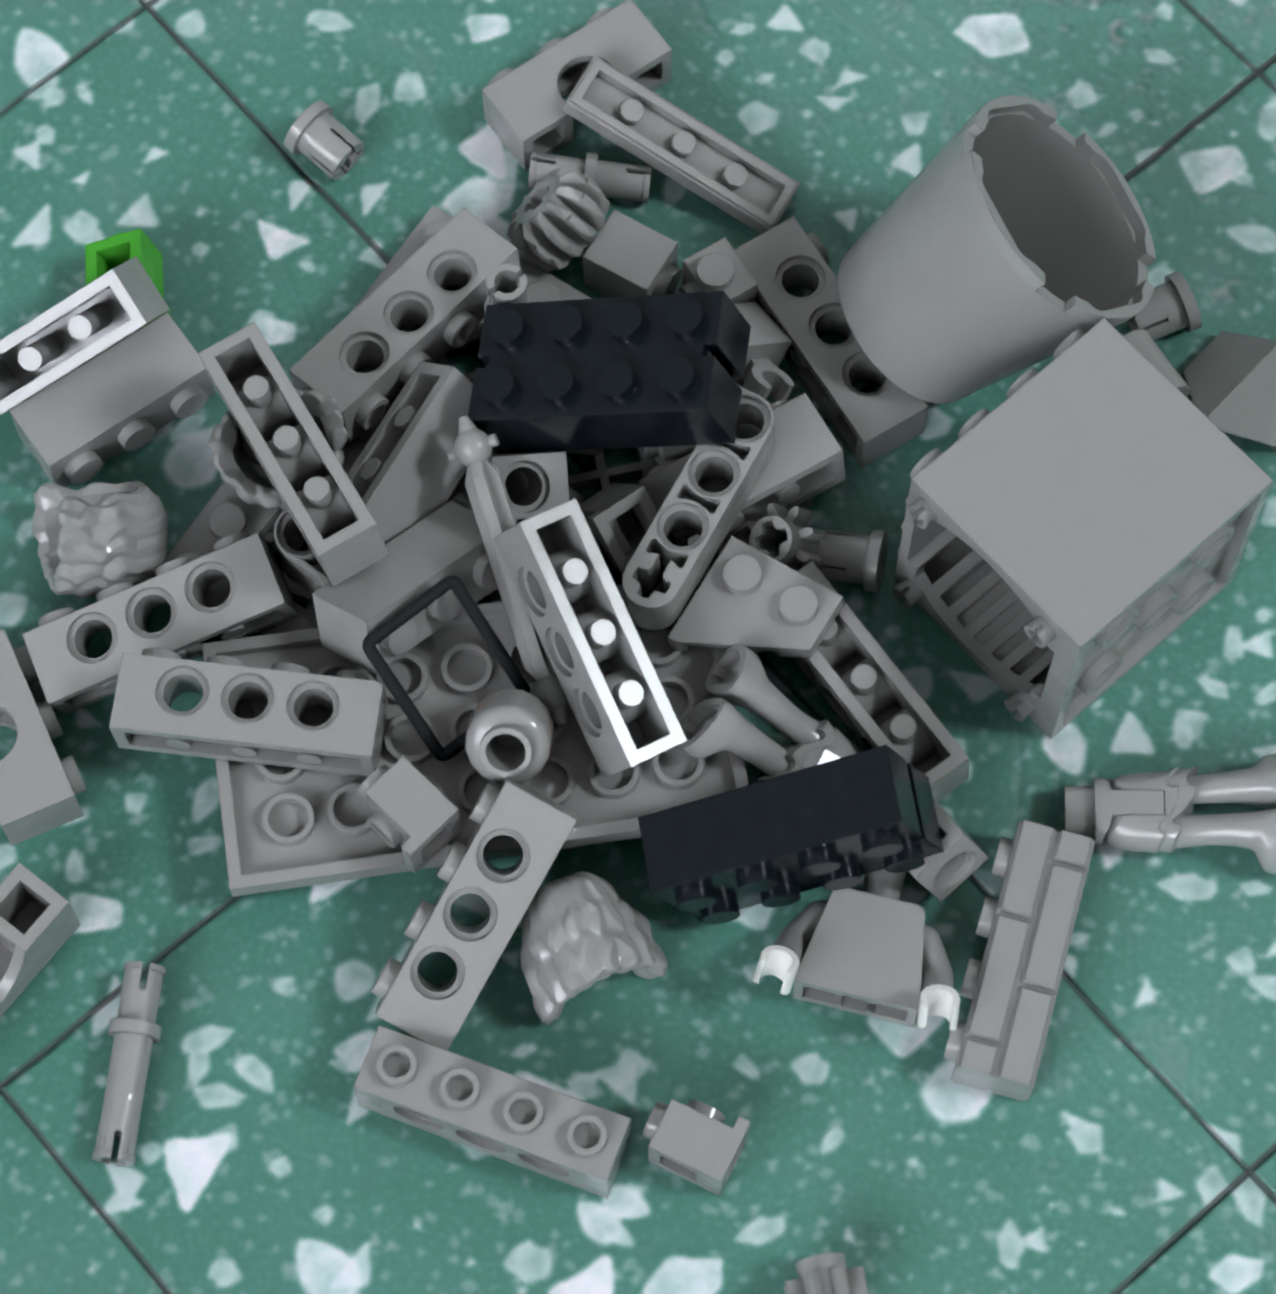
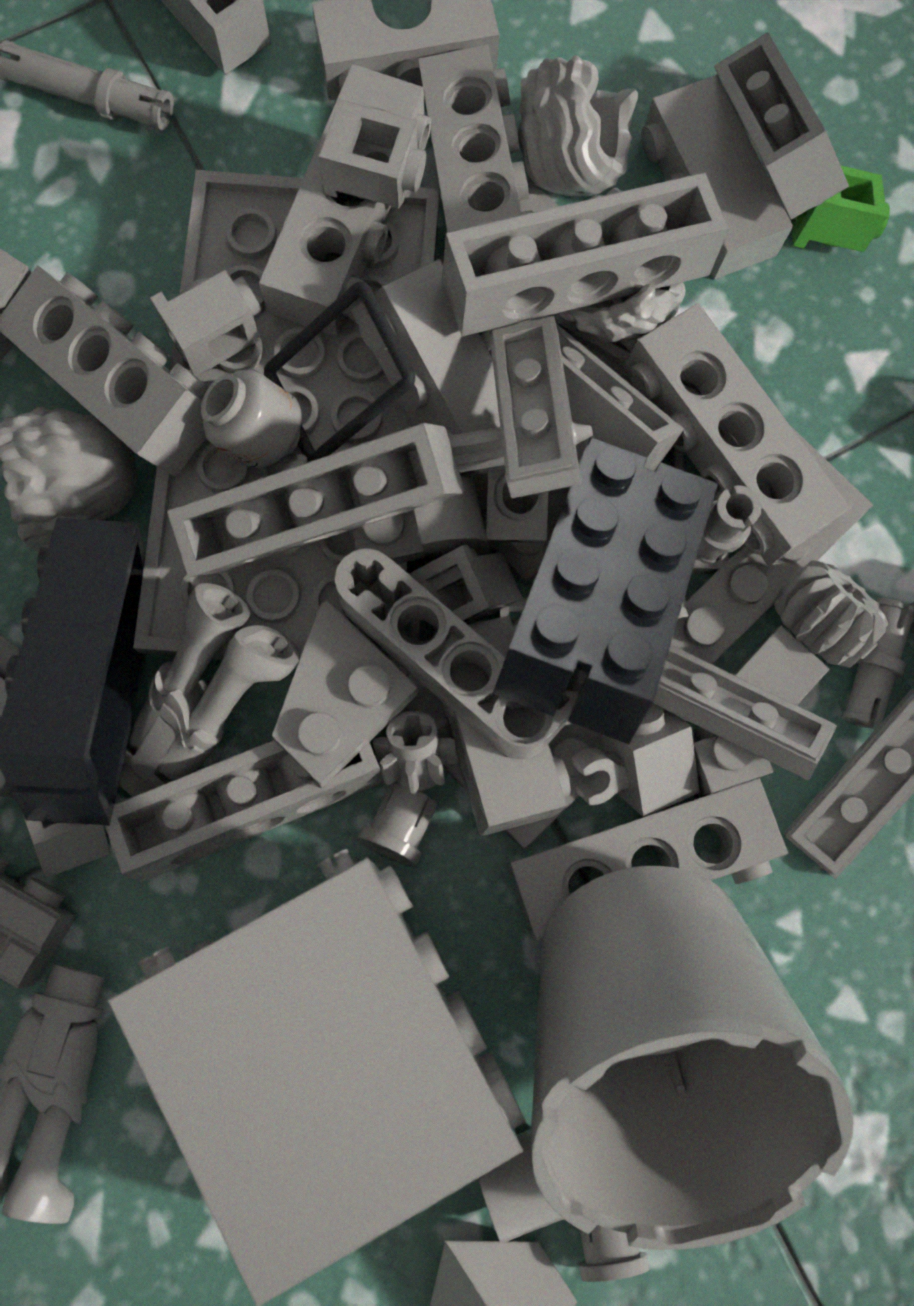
camera: 95 degrees right, 10 degrees up
(217, 641) = (371, 154): none -> light grey brick
(454, 466) = (533, 408): none -> light grey tile
(687, 242) = (743, 713): none -> light grey tile

